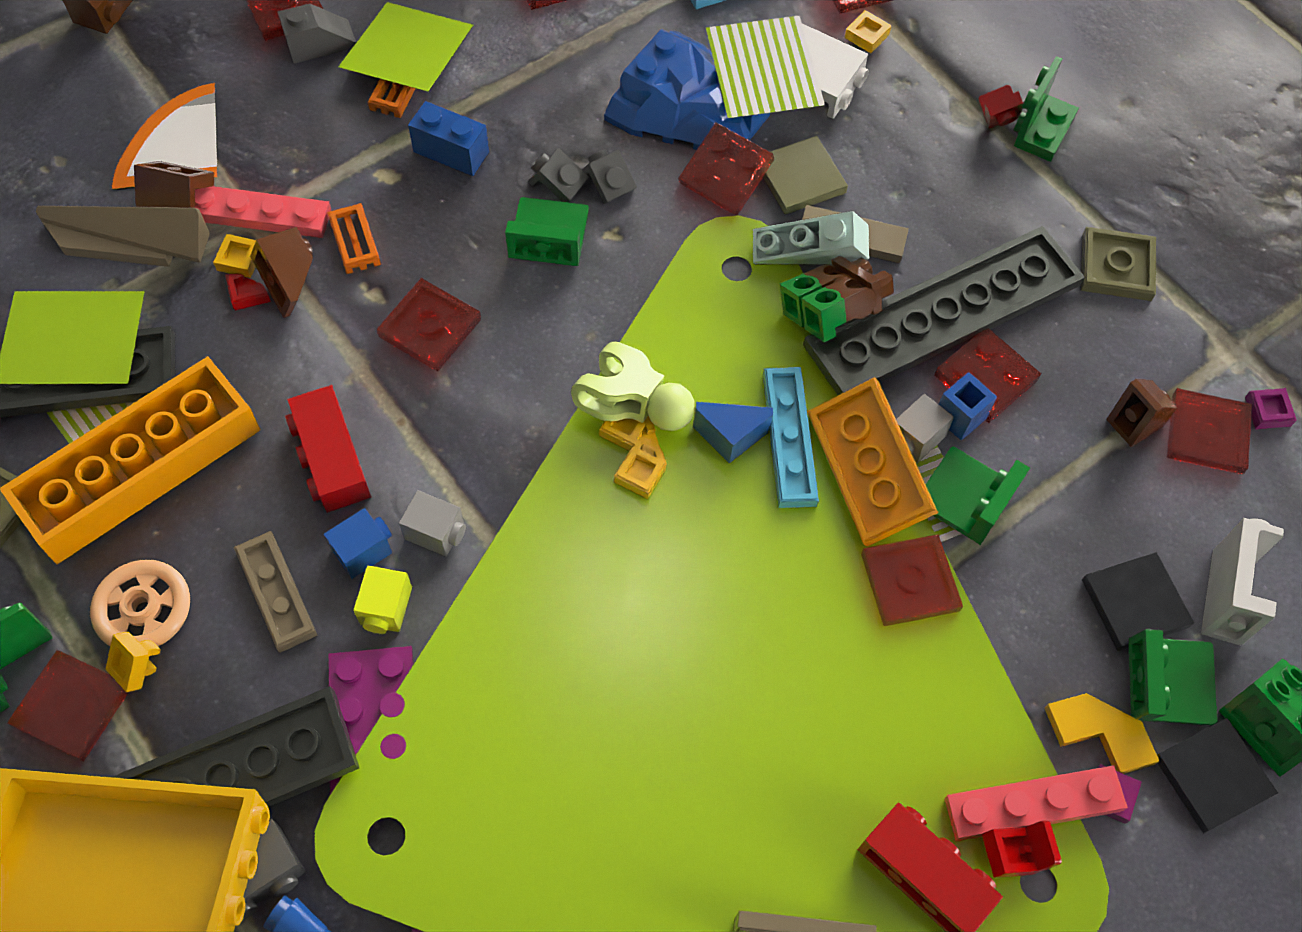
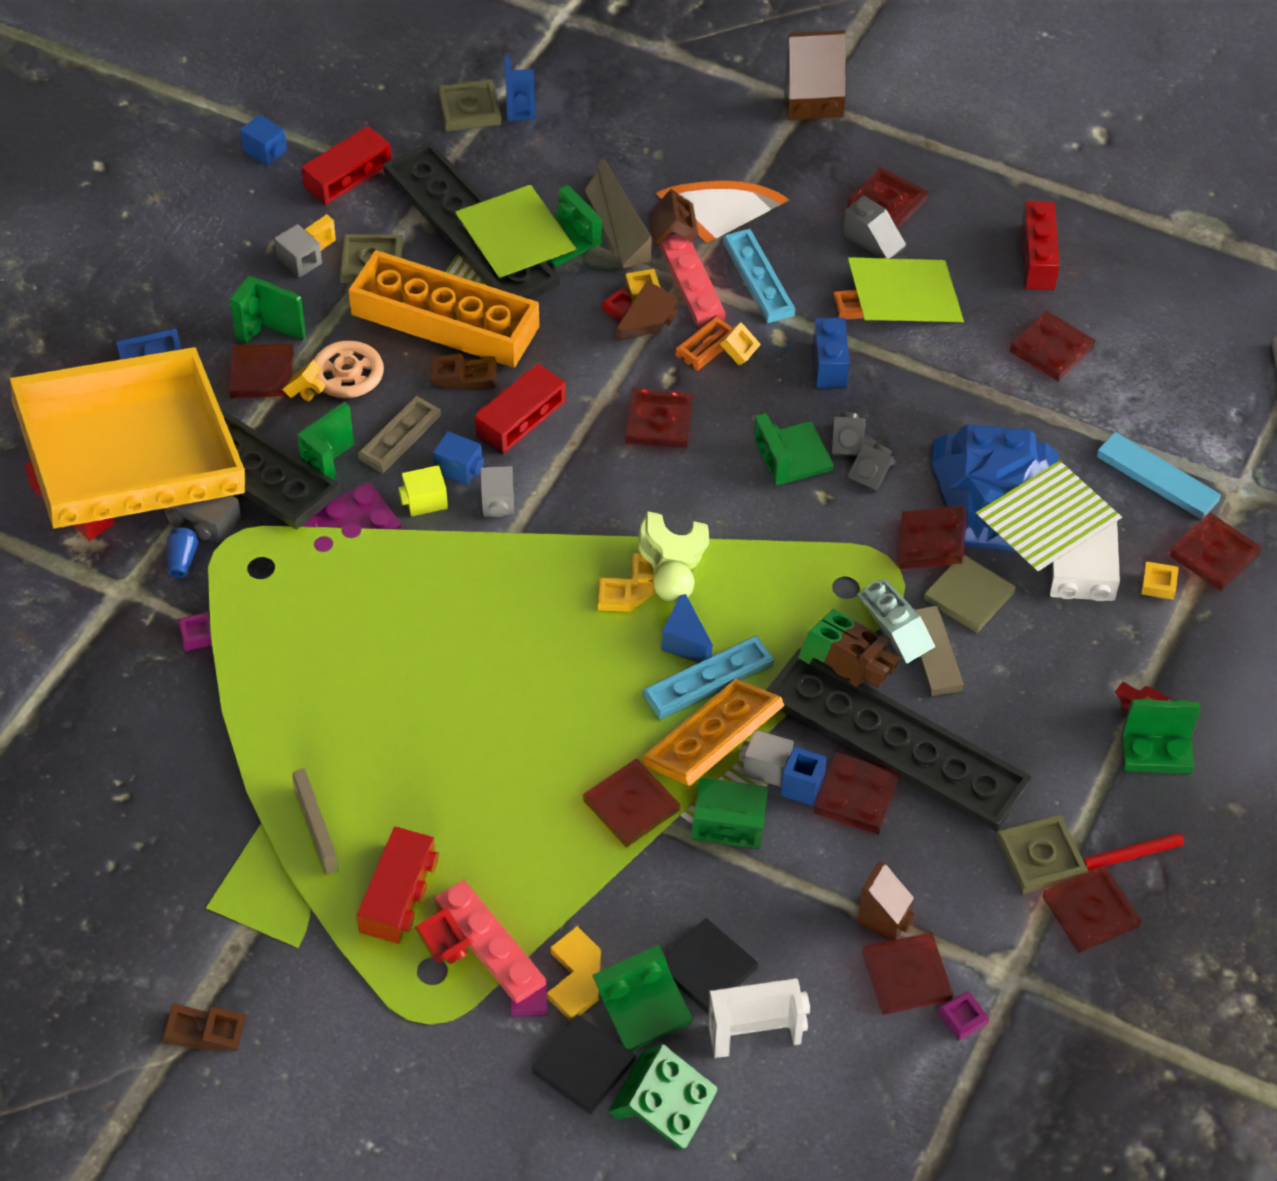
camera: 65 degrees right, 10 degrees down
(106, 269) = (578, 222): none -> green bracket
(234, 484) = (456, 373): none -> reddish brown slope
(256, 691) = (327, 439): none -> green bracket
(296, 153) = (758, 276): none -> medium azure tile
(381, 208) = (740, 343): none -> yellow plate
(1144, 193) = (1134, 851): none -> red bar
(1192, 255) = (1091, 909): none -> clear red tile

